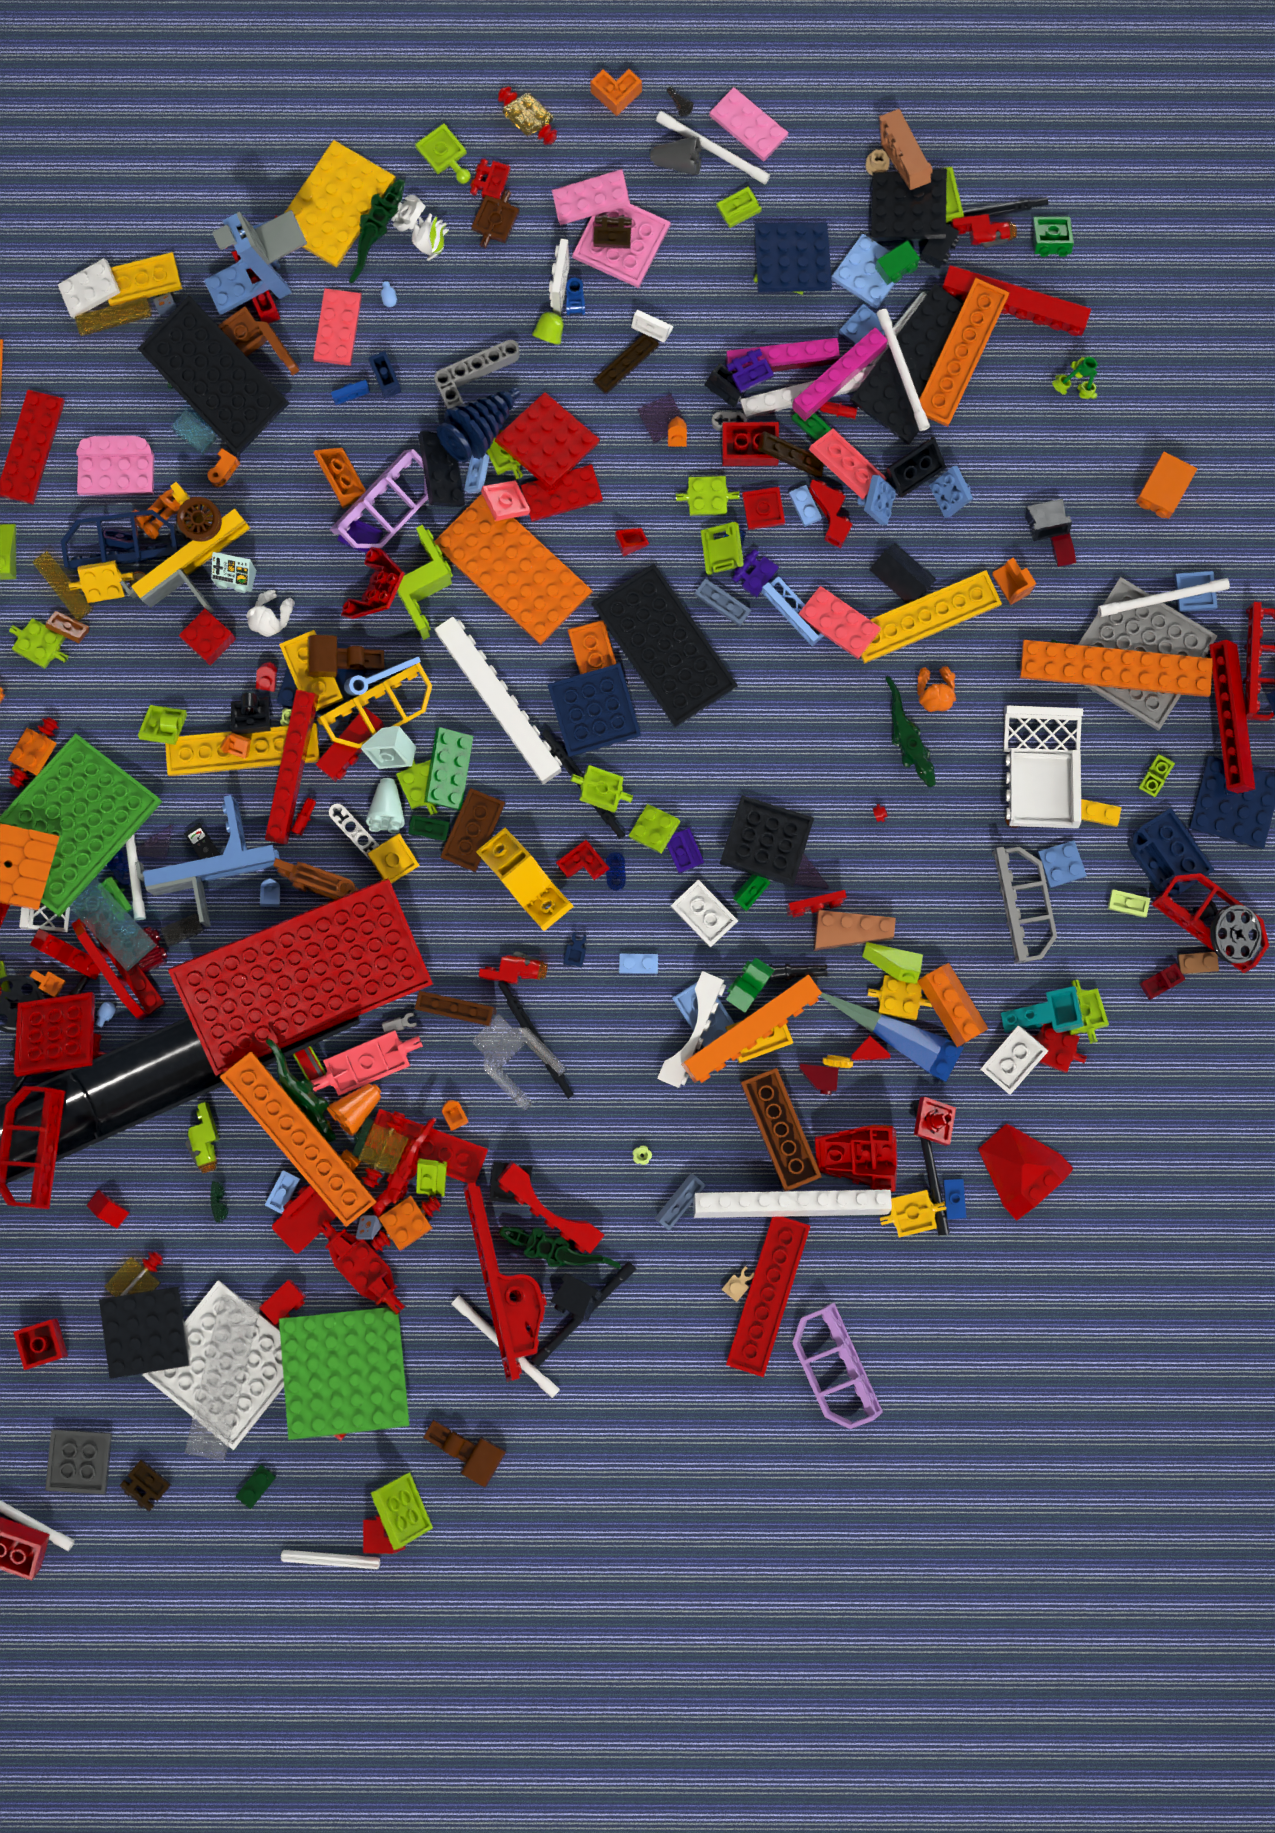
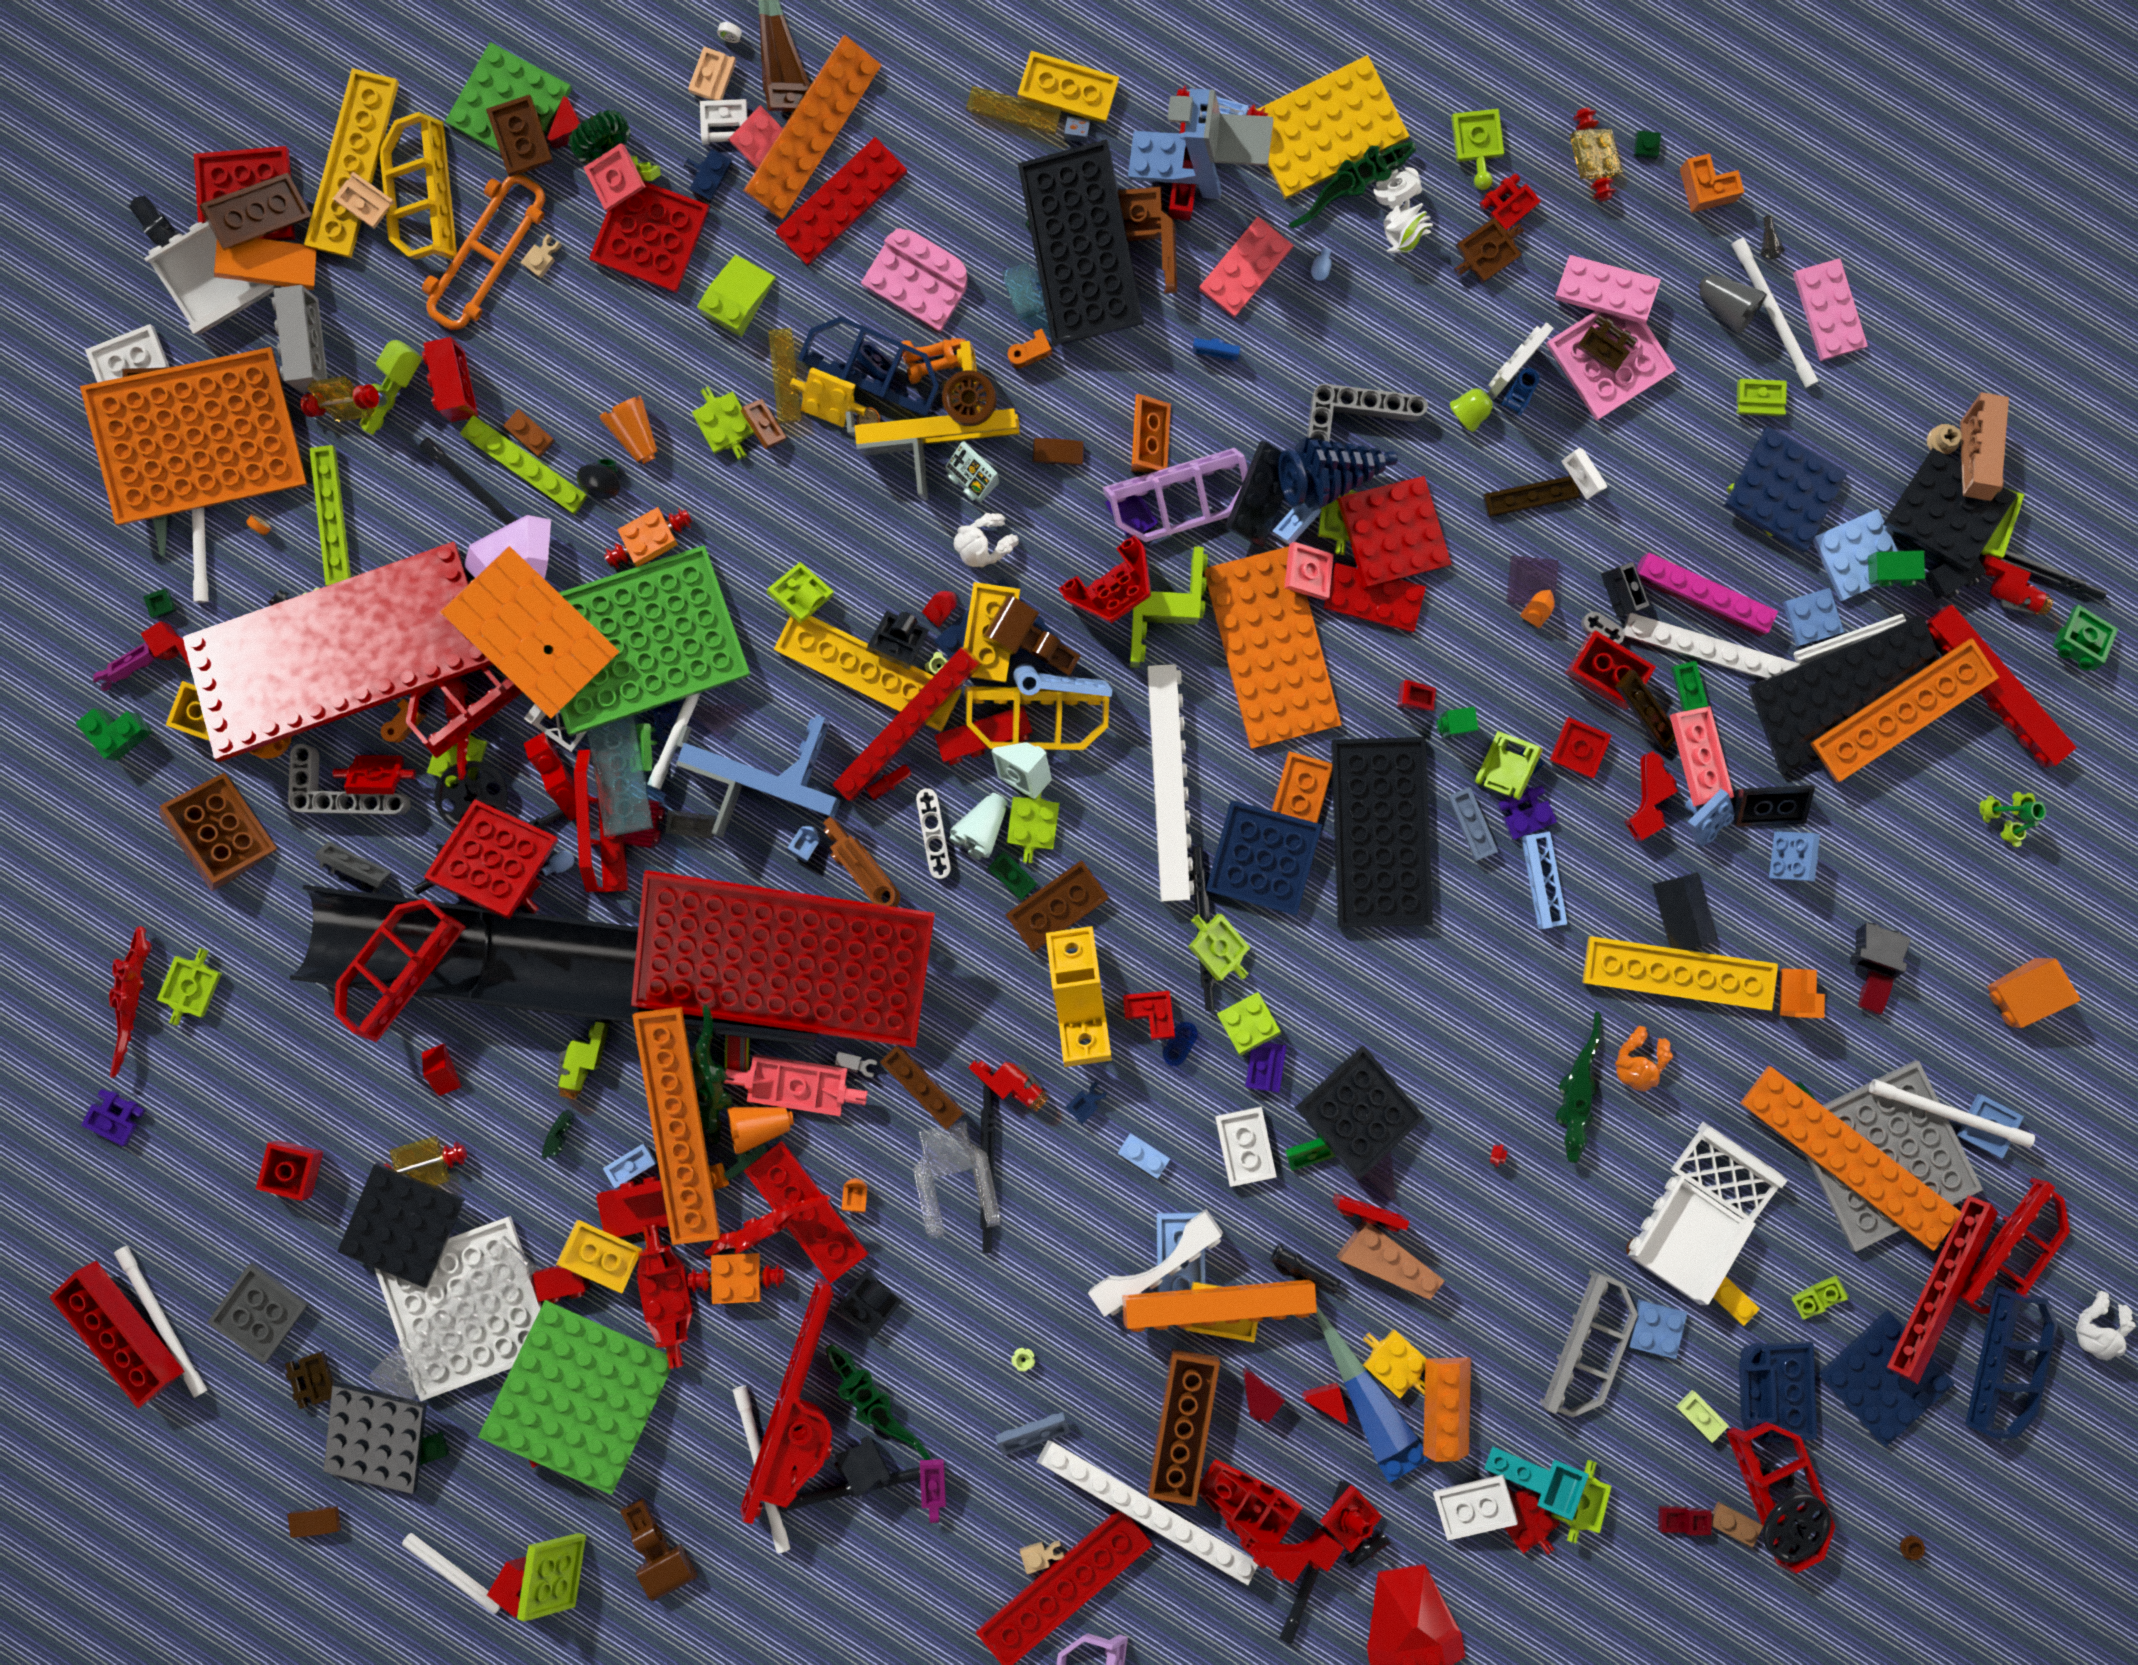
camera: 35 degrees right, 5 degrees up
(50, 983) = (520, 797): orange plate -> none
(89, 288) = (1006, 63): white plate -> none
(201, 842) = (766, 745): tile -> none
(207, 637) = (903, 525): red brick -> none
(208, 1585) = (314, 1522): none -> reddish brown slope
(216, 1494) = (375, 1437): none -> plate
(236, 745) = (863, 664): orange plate -> none
(284, 523) = (1058, 451): none -> reddish brown slope
(299, 1266) = (599, 1256): none -> yellow plate
(368, 1227) = (694, 1259): sand blue slope -> none
(383, 1149) = (759, 1189): clear yellow plate -> none
(384, 374) = (1264, 353): dark blue brick -> none
(393, 859) = (954, 886): yellow tile -> none
(431, 1177) = (790, 1248): lime plate -> none
(448, 768) = (1071, 825): plate -> none
(518, 1182) = (911, 1402): red arch -> none
(559, 89) = (1647, 144): none -> dark green plate
(632, 1281) = (932, 1487): none -> magenta plate
(669, 539) = (1457, 722): none -> green brick
(707, 496) = (1528, 697): lime plate -> none
(746, 988) = (1245, 1254): green brick -> none
(752, 375) = (1660, 598): dark purple plate -> none
(805, 505) = (1626, 771): light blue plate -> none
(838, 1061) = (1288, 1392): yellow gear -> none
(839, 374) = (1756, 653): dark pink brick -> none
(839, 410) = (1729, 688): red axle -> none
(839, 622) = (1584, 924): coral plate -> none
(896, 962) = (1415, 1326): lime slope -> none
(908, 1175) = (1290, 1559): none -> red arch
(913, 1213) = (1267, 1600): yellow plate -> none
(919, 413) = (1841, 630): white piece -> none
(954, 1198) = (1320, 1609): blue plate -> none
(960, 1137) = (1367, 1549): none -> black axle

